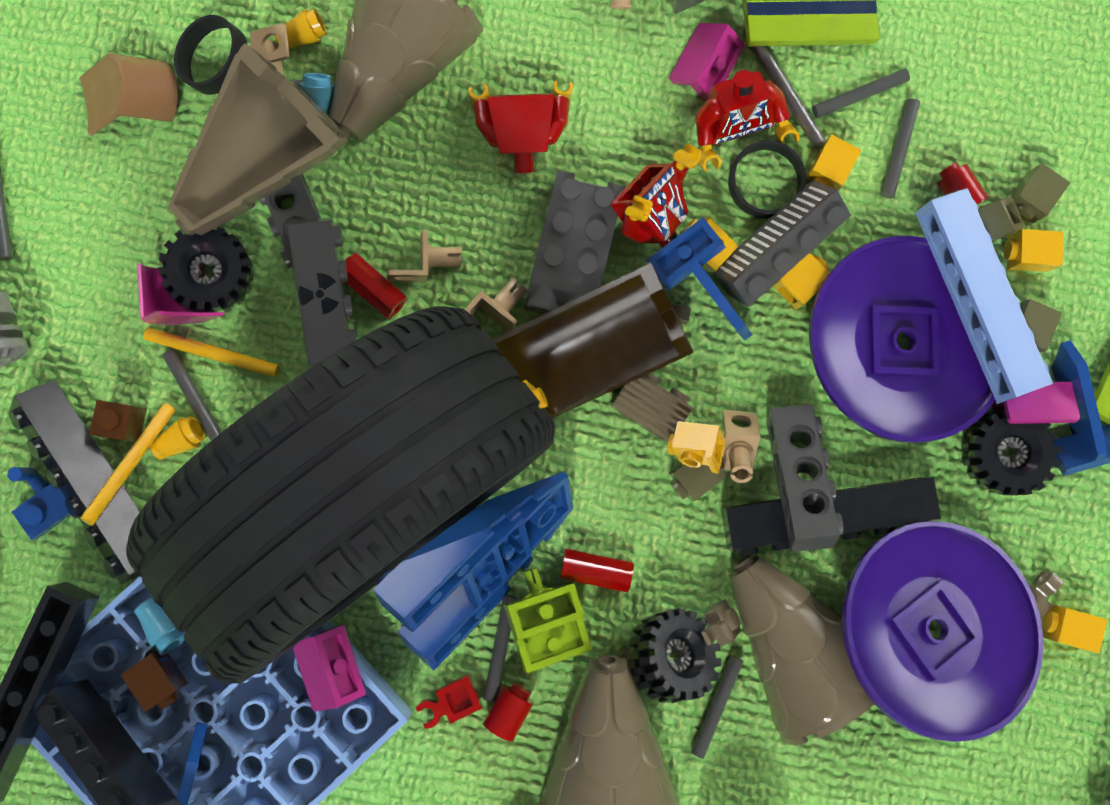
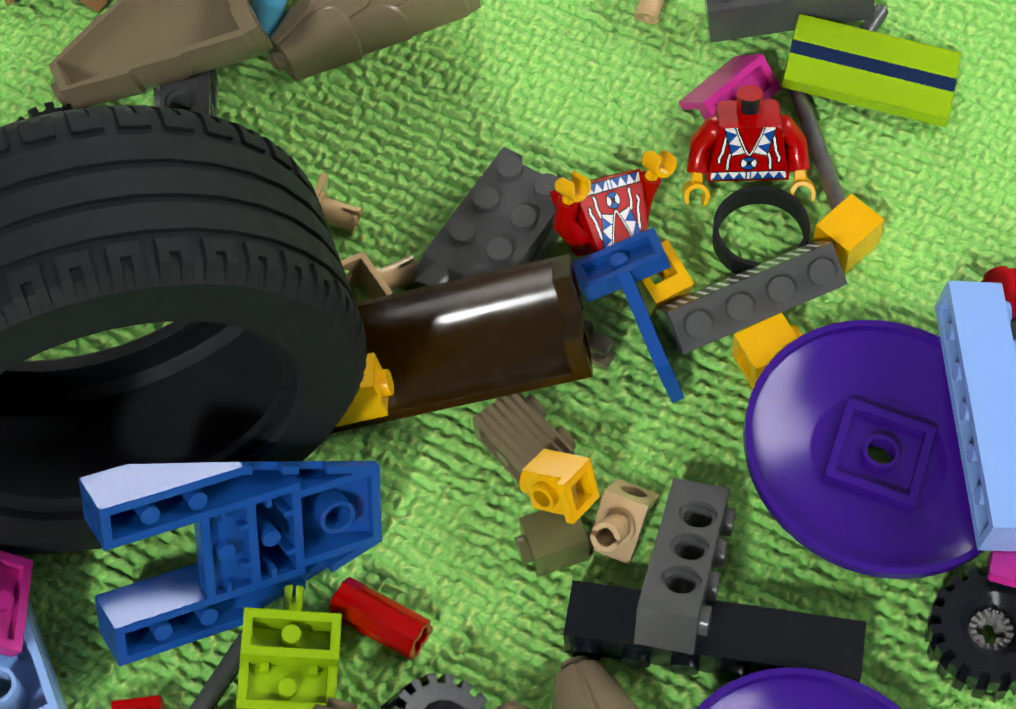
camera: 30 degrees right, 25 degrees down
(522, 122) = (486, 97): red torso -> none
(861, 93) = (910, 172): dark grey bar -> none
(900, 148) = (943, 243): dark grey bar -> none

